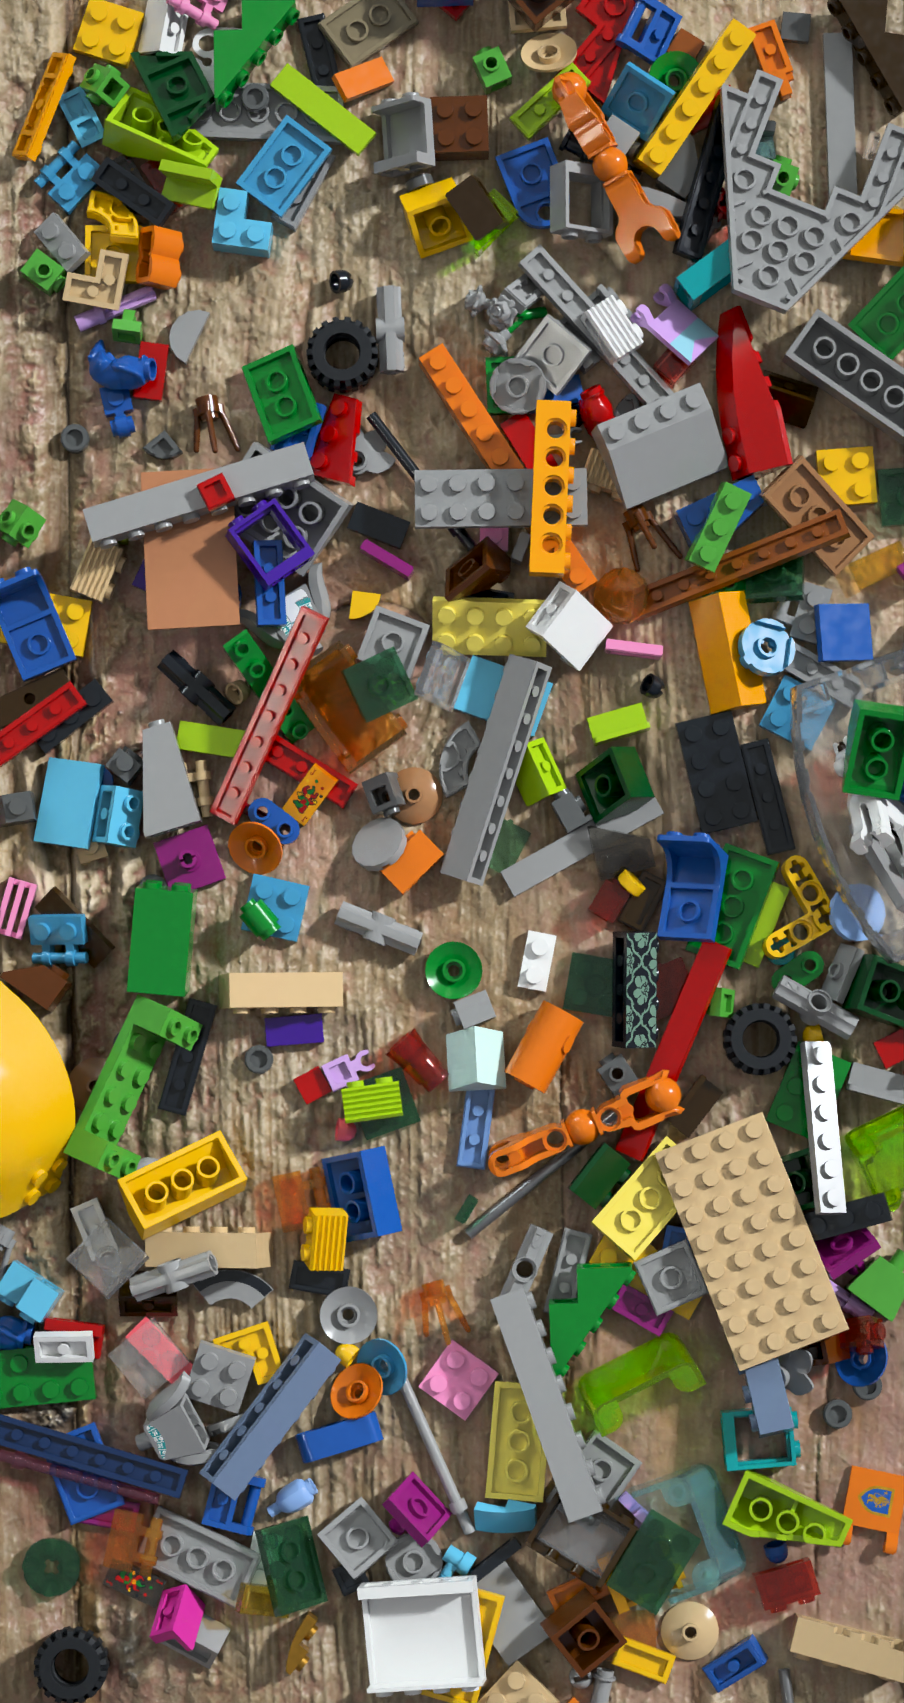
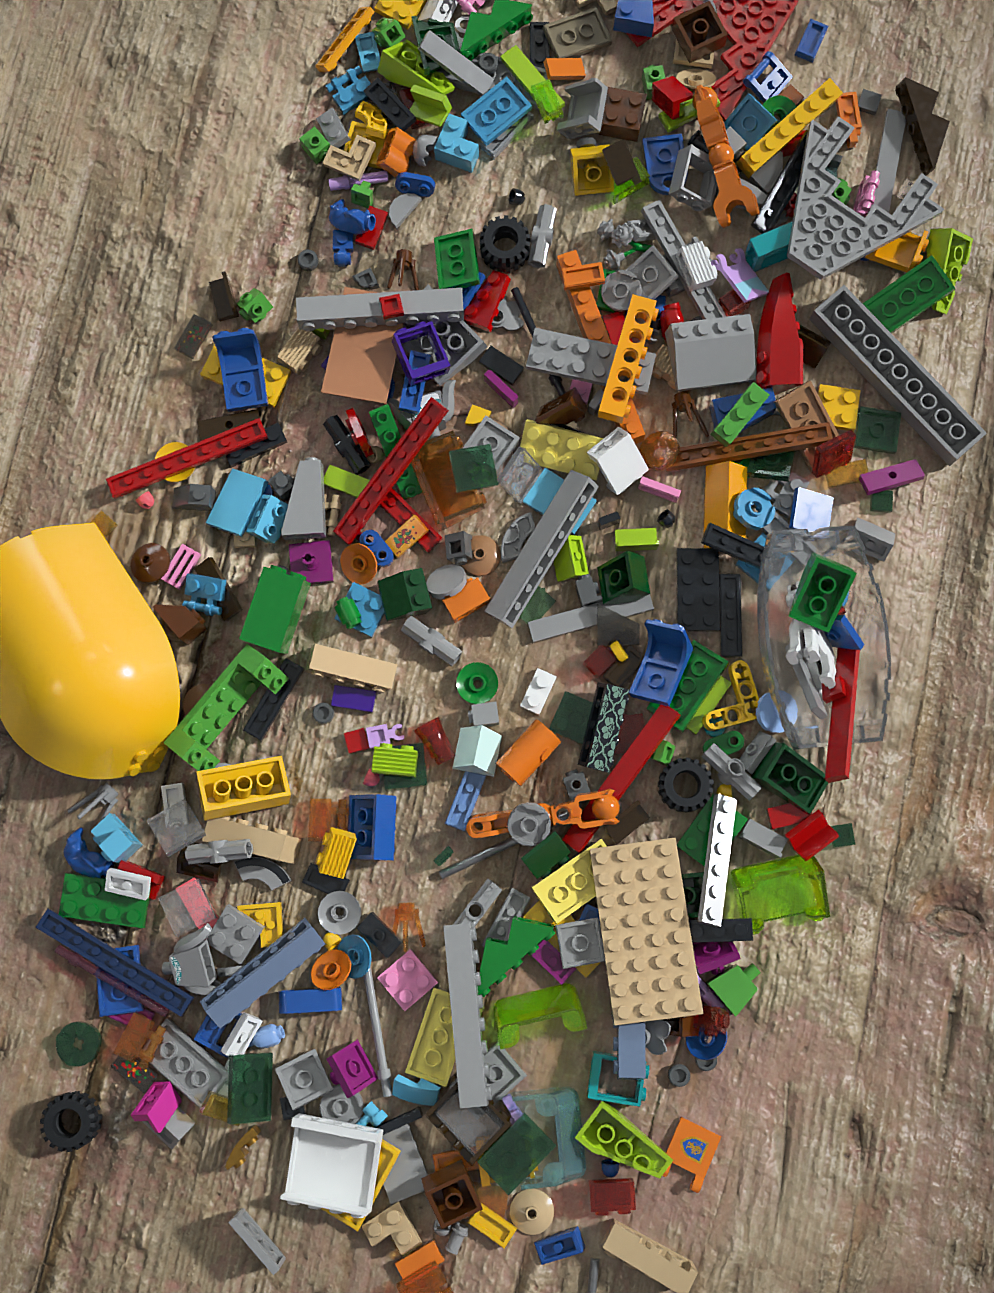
camera: 20 degrees right, 5 degrees down
(193, 243) = (422, 147): none -> light grey hair
(196, 297) = (415, 184): none -> blue plate
(213, 116) = (455, 63): none -> light grey tile
(213, 674) = (359, 435): none -> red plate
(263, 1502) = (241, 1034): none -> white plate
(328, 875) = (404, 594): none -> dark green slope
(365, 158) = (546, 118): none -> clear neon green tile
(408, 1331) = (379, 934): none -> black plate
(461, 380) = (583, 276): none -> orange tile
(520, 91) = (669, 94): none -> red panel
(568, 1141) = (529, 824): none -> light grey tile
(575, 708) = (608, 520): none -> black tile
(748, 705) = (733, 545): none -> black tile
(819, 170) = (865, 194): none -> bright pink plate
(855, 548) = (833, 454): none -> clear red plate

